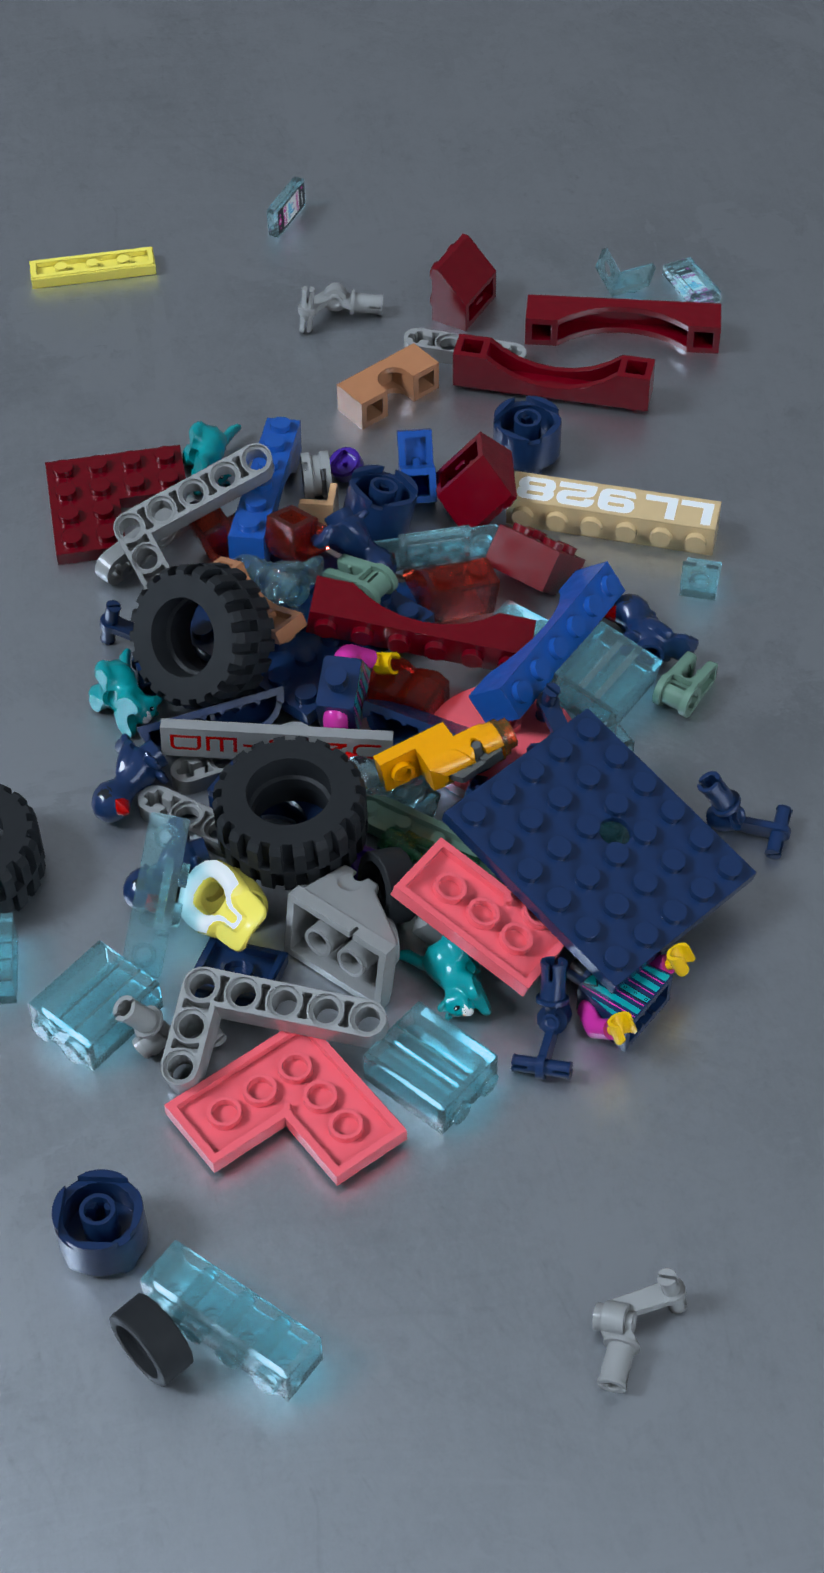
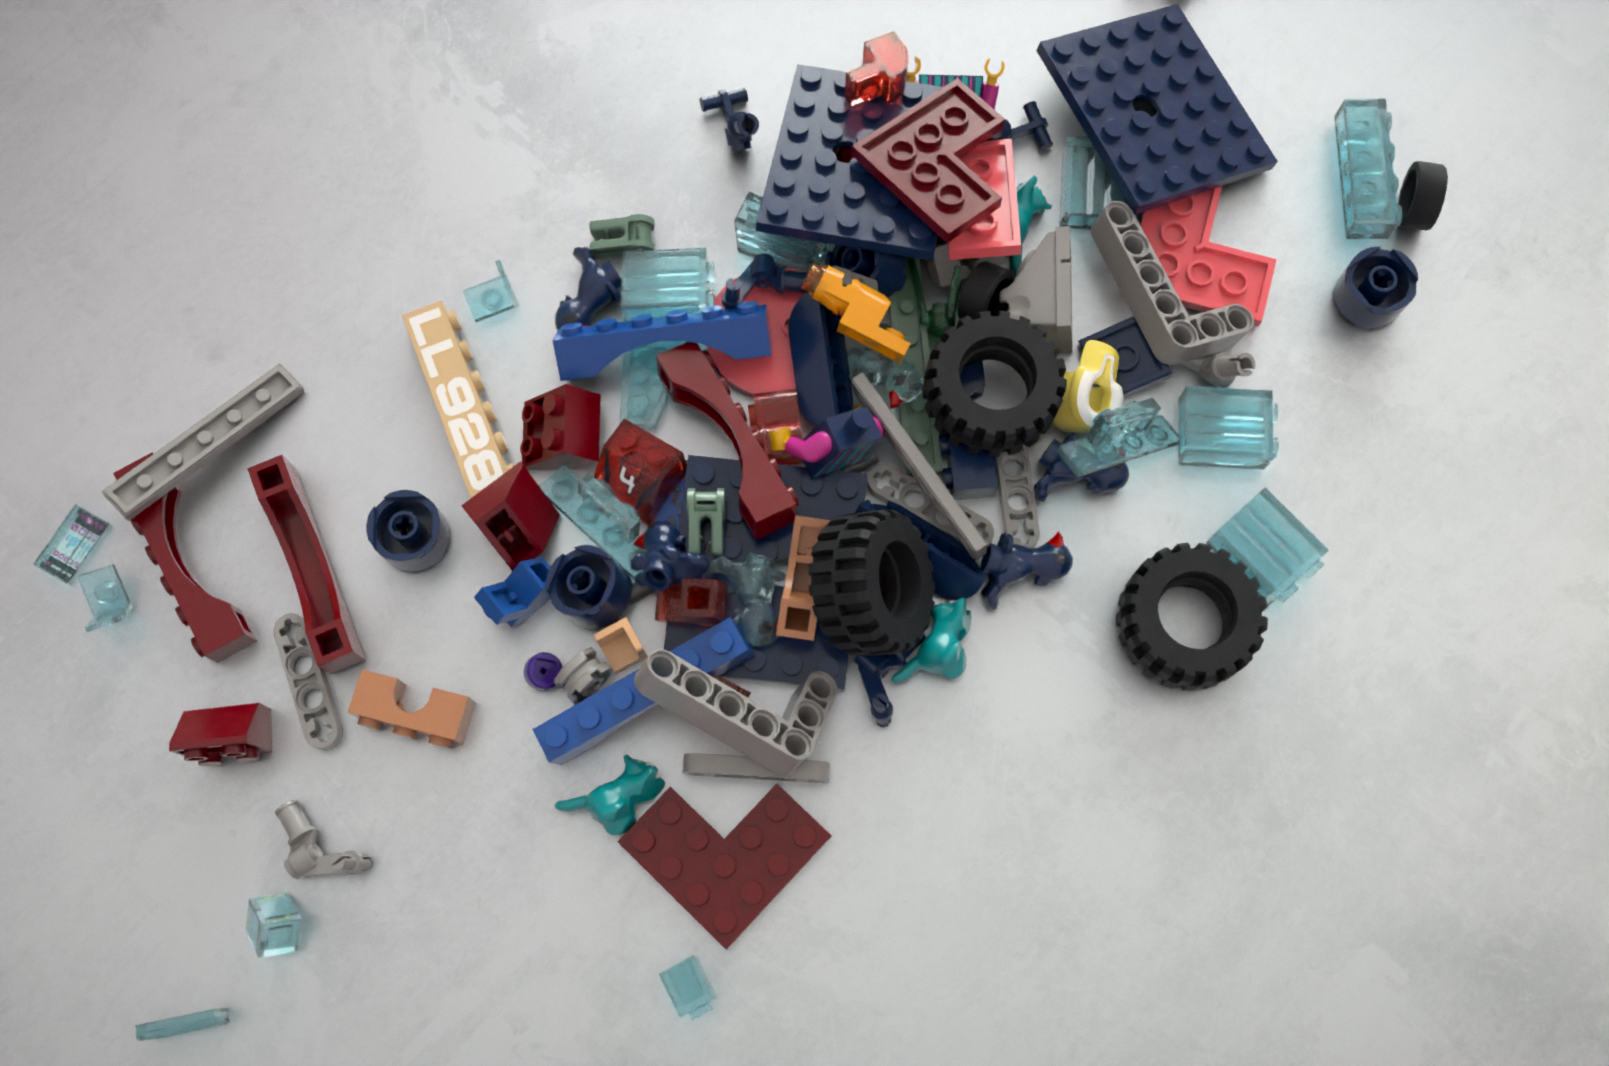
camera: 125 degrees left, 25 degrees up
(42, 430) = (689, 988): none -> clear light blue brick
(307, 263) = (273, 925): none -> clear light blue panel
(503, 1216) = (1199, 125): none -> dark blue plate
(554, 853) = (921, 162): none -> plate
(678, 910) = (881, 71): none -> clear red brick
(708, 362) = (202, 442): none -> light grey tile

